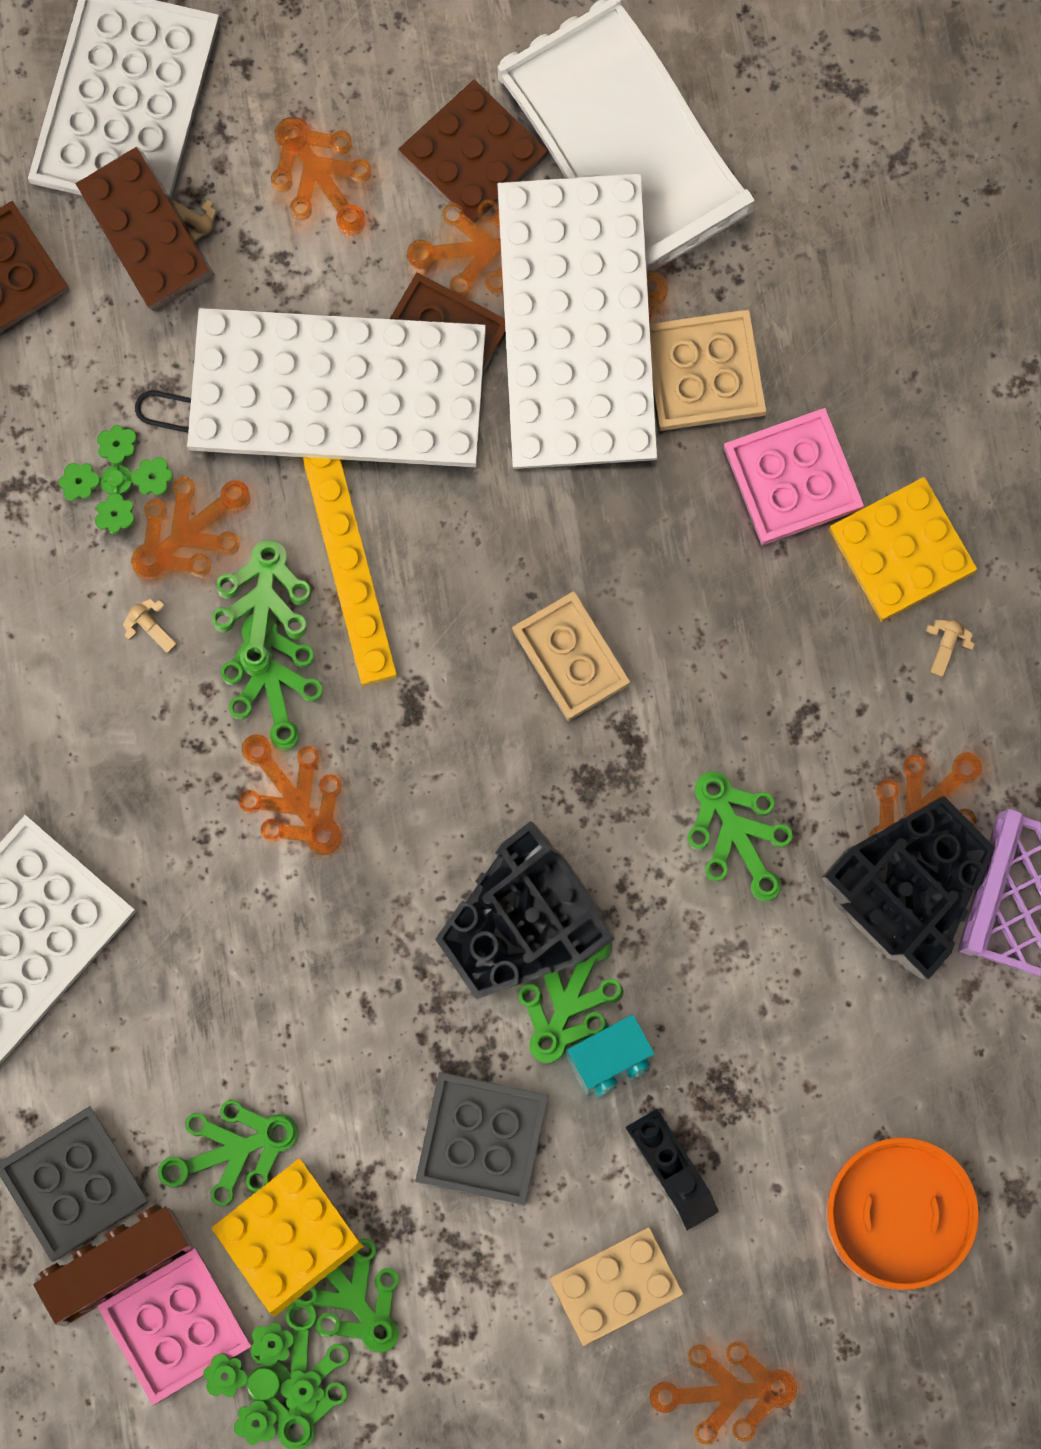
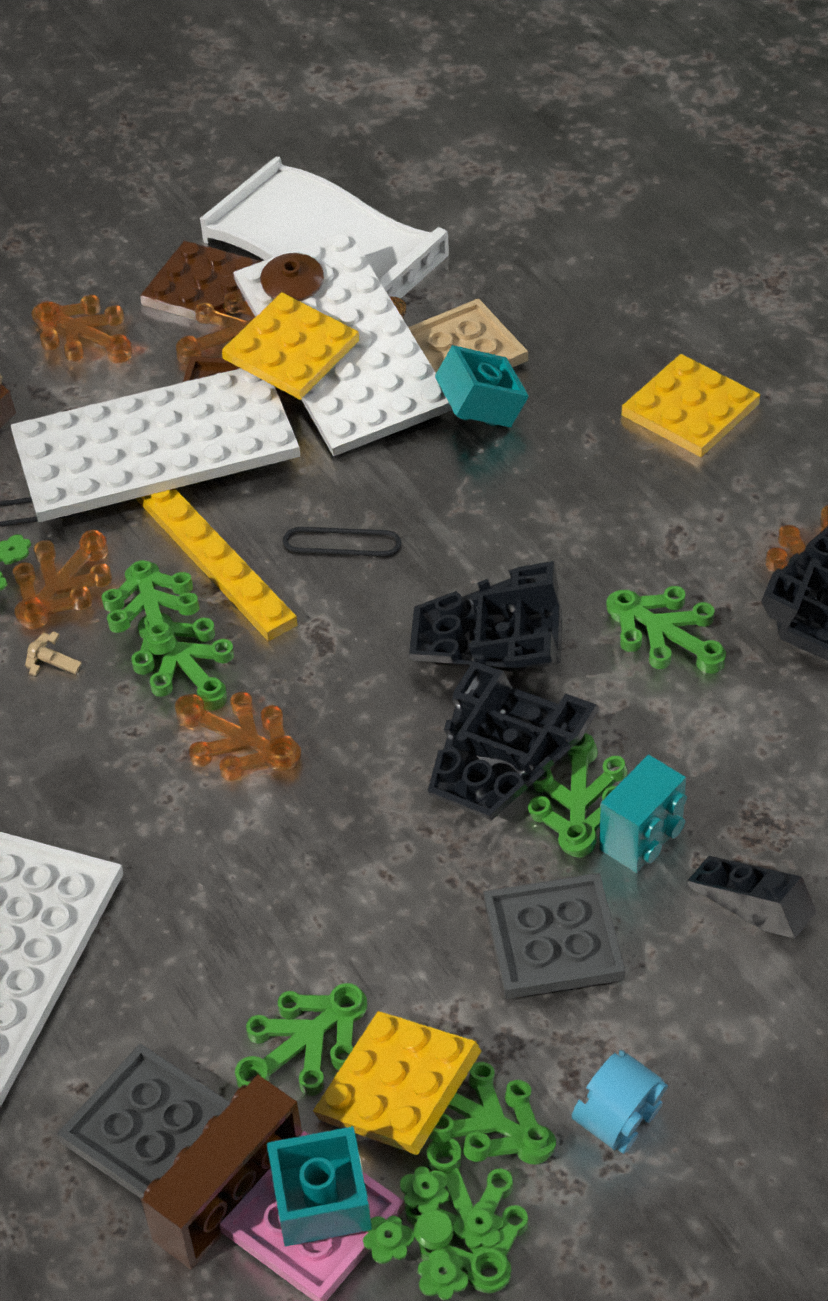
camera: 20 degrees left, 30 degrees down
(181, 1320) = (319, 1186): none -> teal brick
(460, 1334) = (619, 1100): none -> medium azure brick
(482, 572) = (342, 551): none -> black piece
(516, 323) = (290, 345): none -> yellow plate
(557, 241) = (293, 275): none -> reddish brown dish
(571, 656) = (447, 553): tan plate -> none
(573, 776) = (497, 626): none -> black wedge
(616, 1286) = (752, 1016): tan plate -> none
(691, 455) = (481, 386): none -> teal brick
(793, 476) = (576, 386): bright pink plate -> none
(952, 630) = (765, 439): tan piece -> none

